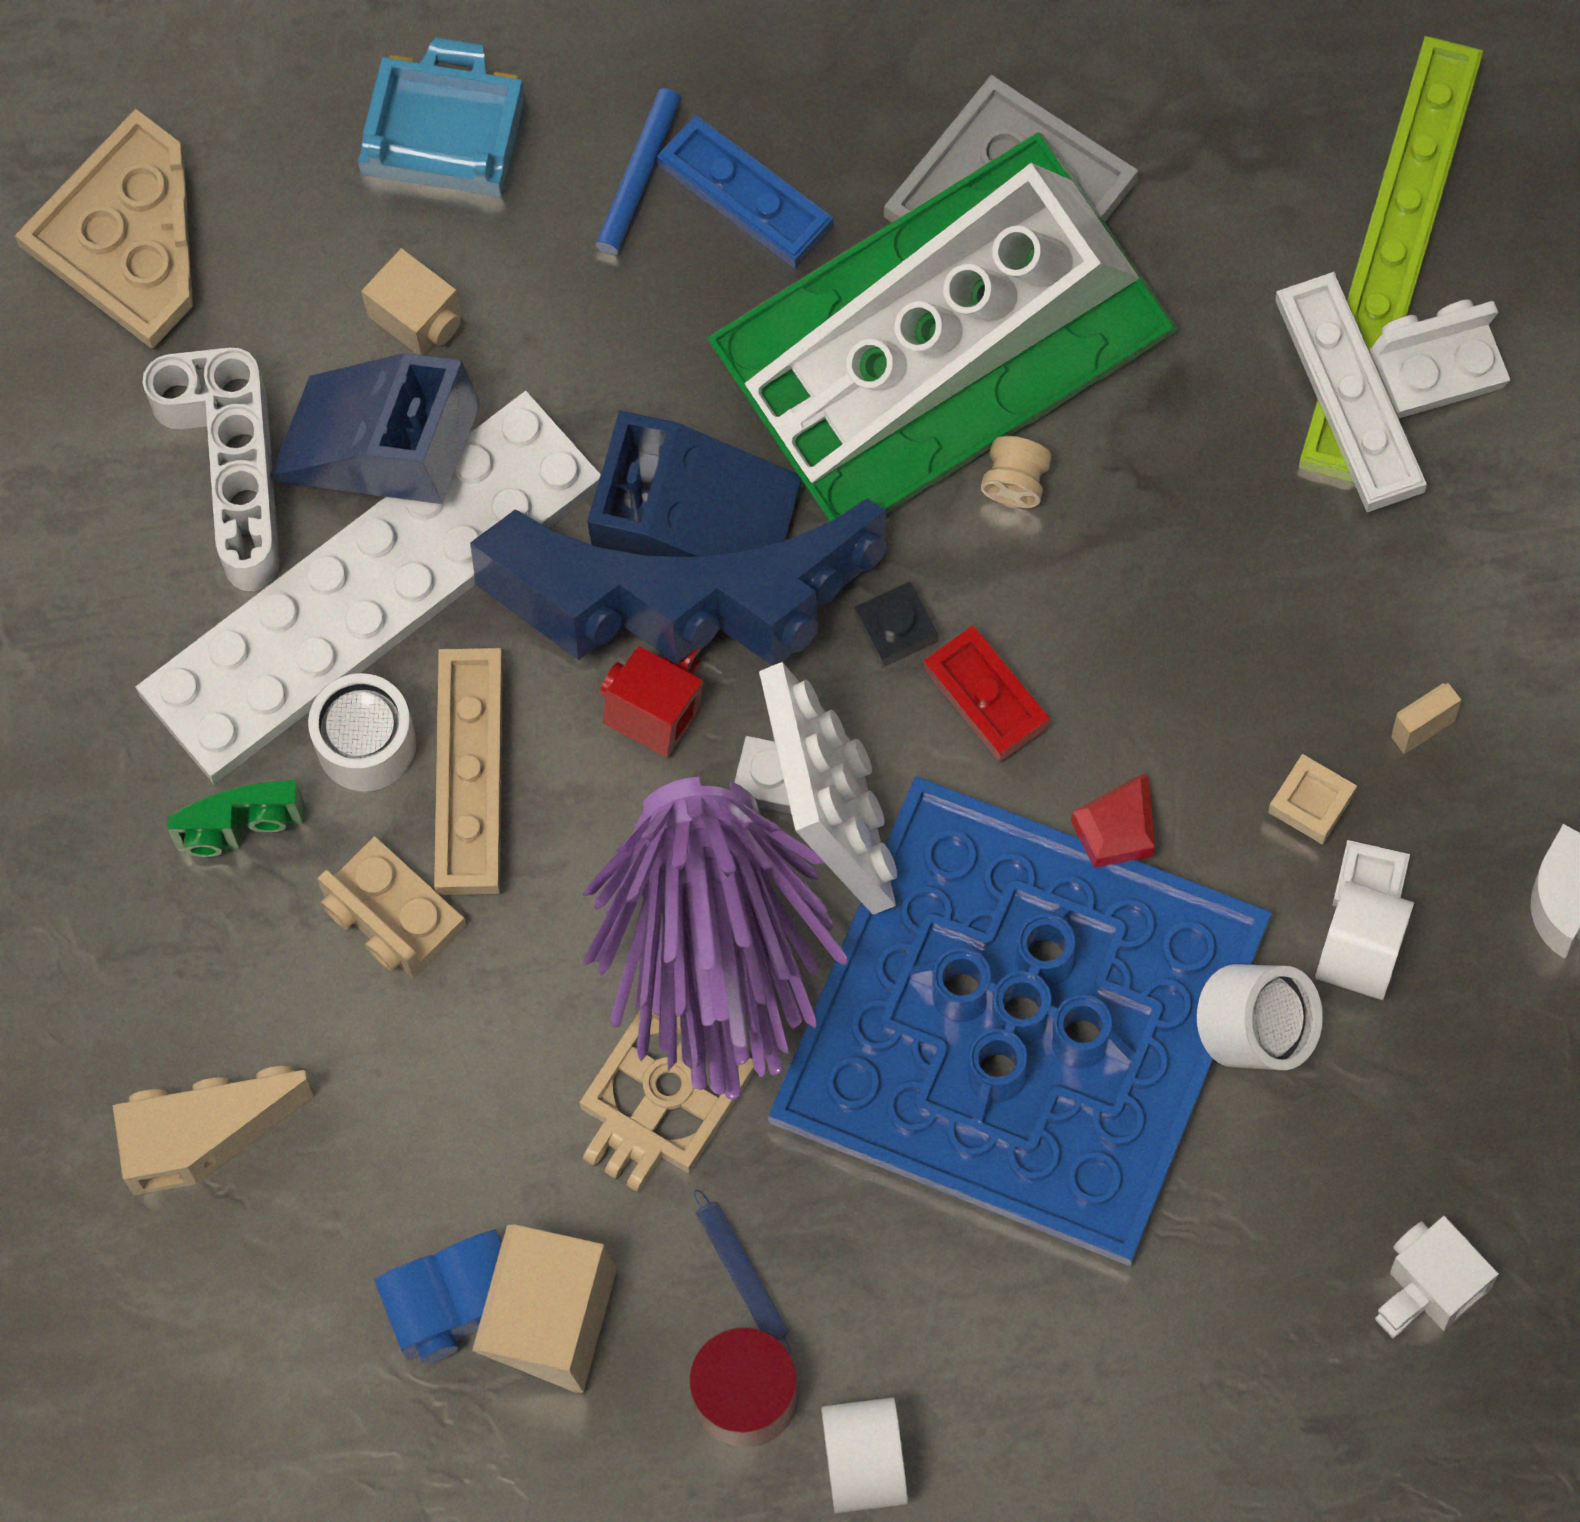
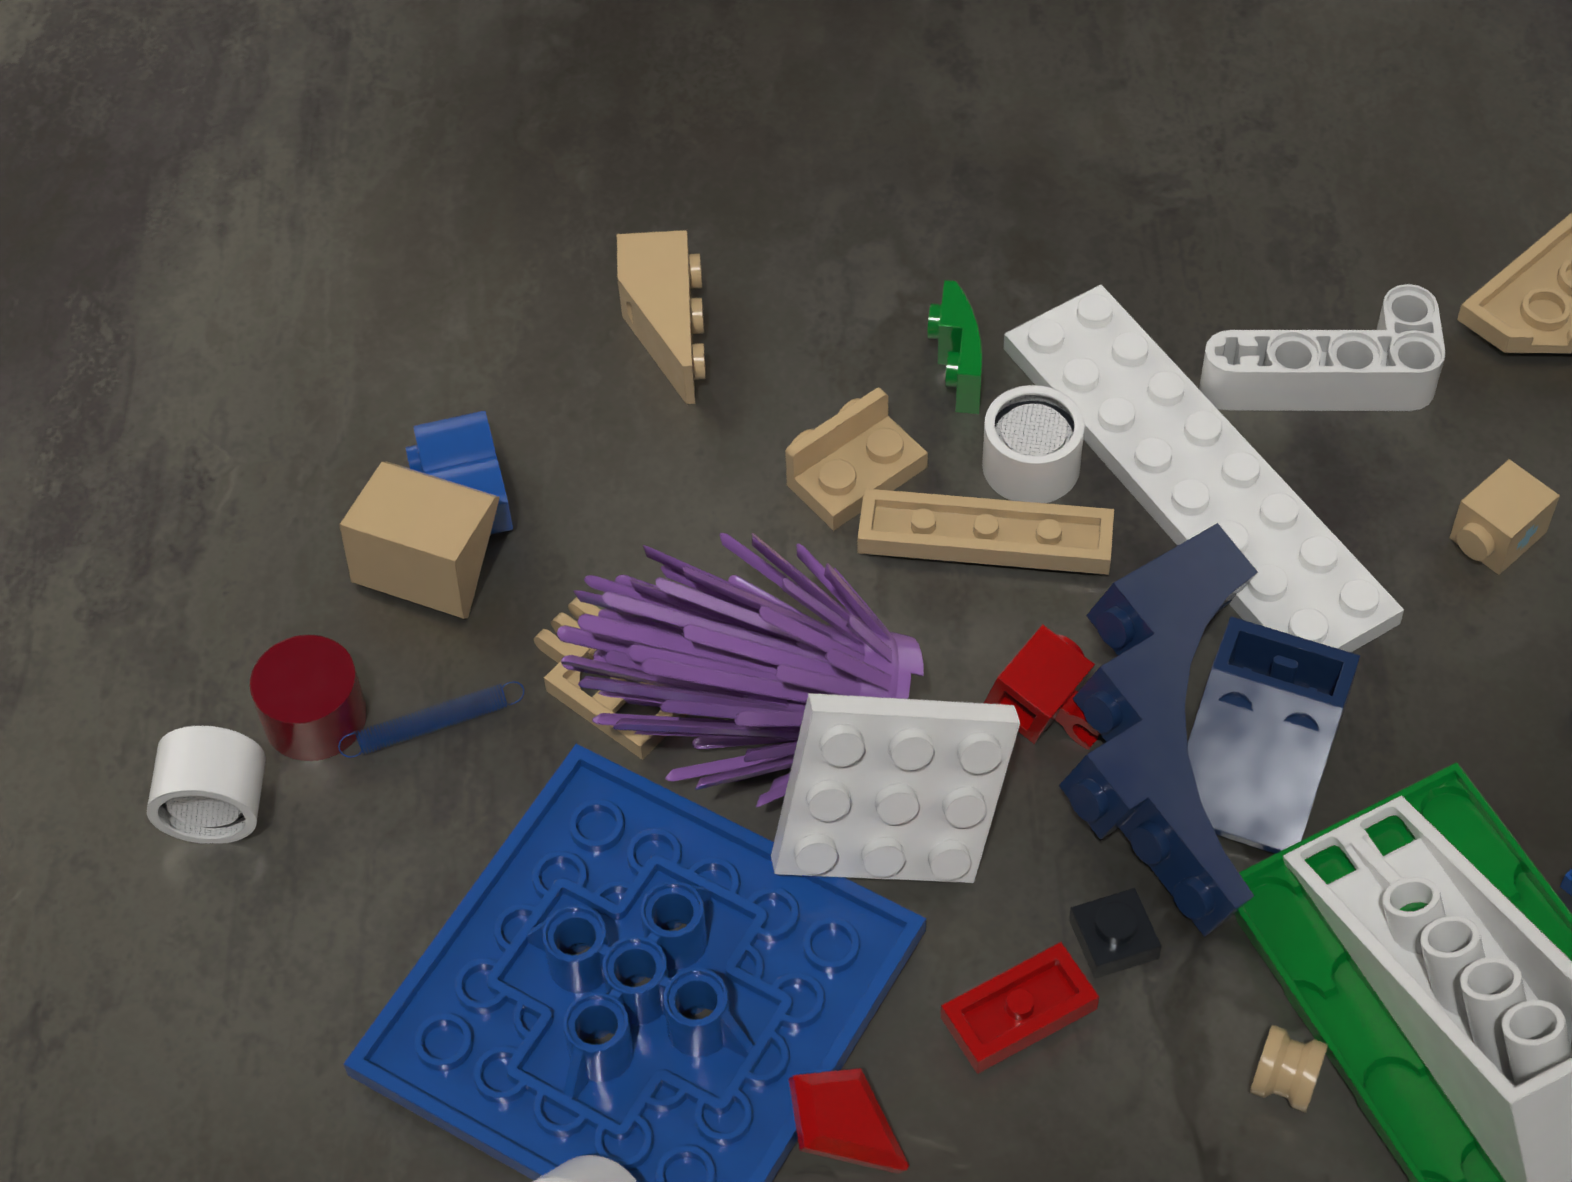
camera: 95 degrees right, 15 degrees down
(381, 428) = (1349, 475): dark blue slope -> none

